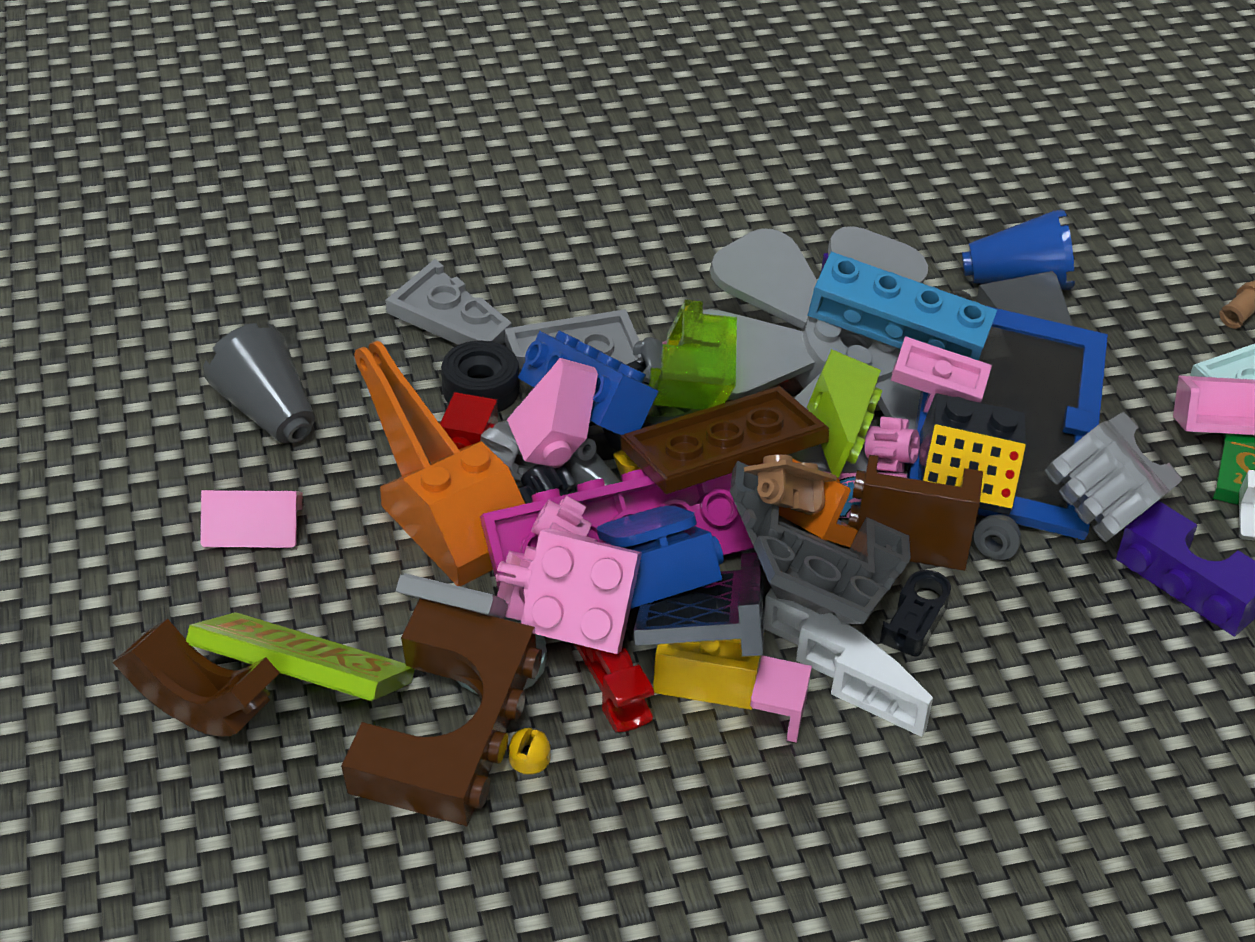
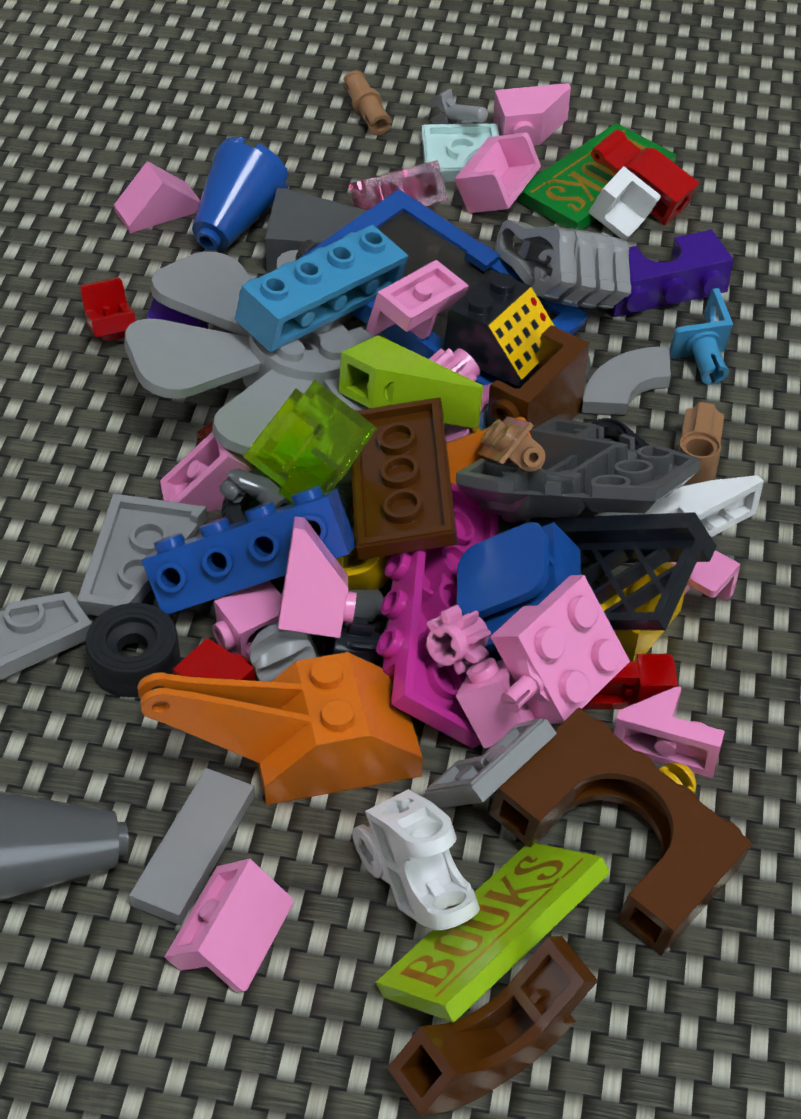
camera: 65 degrees left, 5 degrees up
(318, 473) = (192, 846): none -> light grey tile
(339, 581) = (411, 853): none -> white piece
(581, 716) = (656, 732): none -> bright pink slope
(816, 241) = (106, 308): none -> red bracket
(949, 657) = (702, 439): none -> medium nougat piece
(989, 215) = (154, 199): none -> bright pink slope
(1026, 585) = (624, 378): none -> light grey tile
(1119, 623) = (706, 340): none -> dark azure bracket
(1135, 349) = (419, 181): none -> clear pink brick

